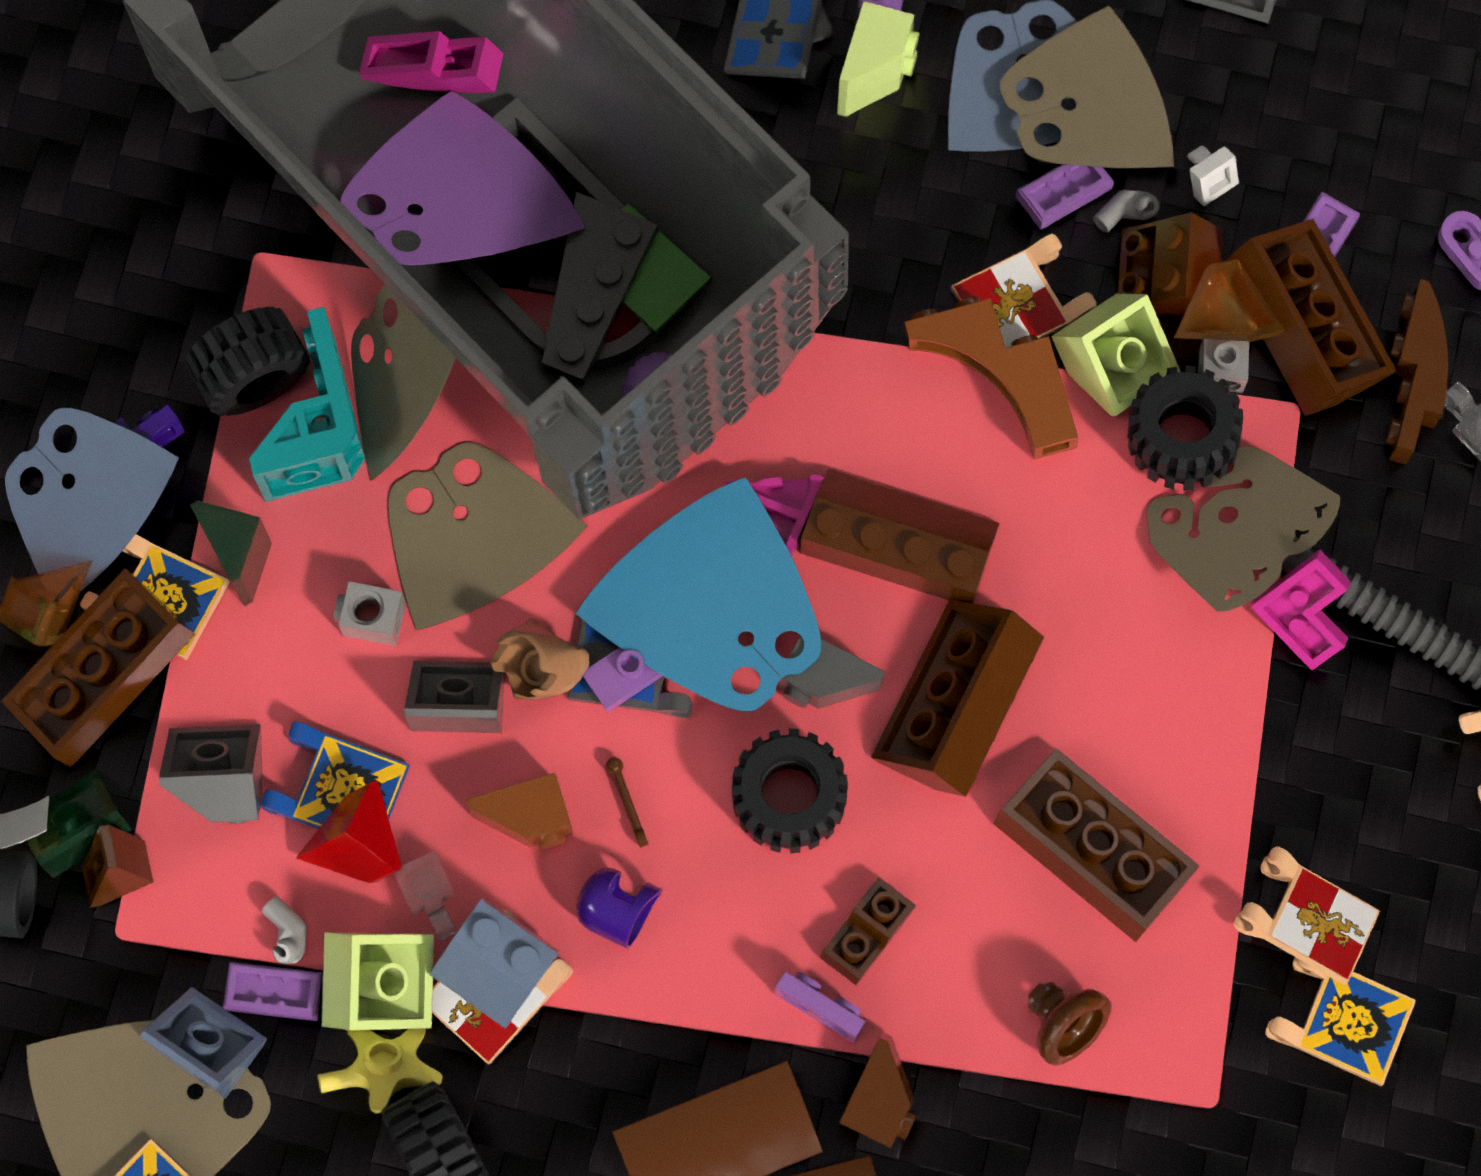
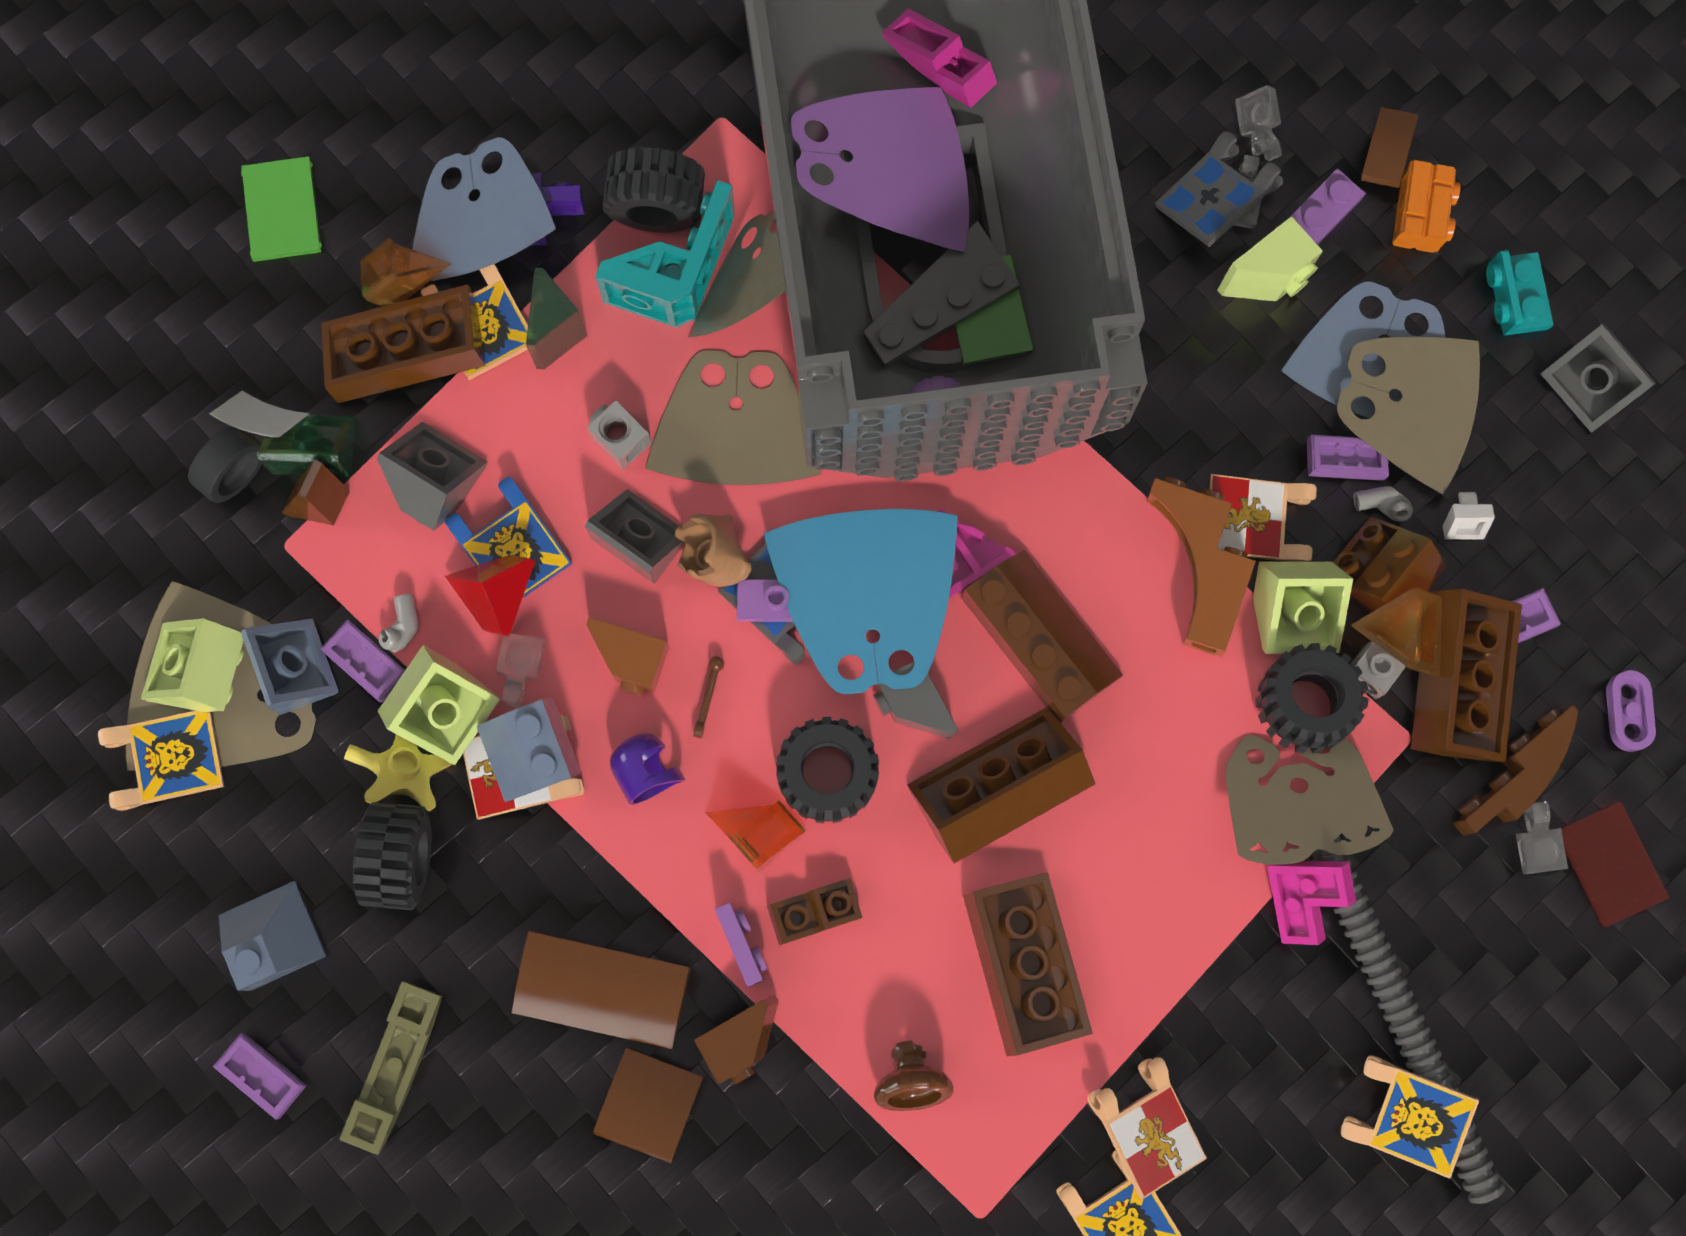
camera: 30 degrees right, 5 degrees up
(109, 1106) = (194, 665): none -> yellowish green slope
(763, 894) = (759, 831): none -> clear orange slope

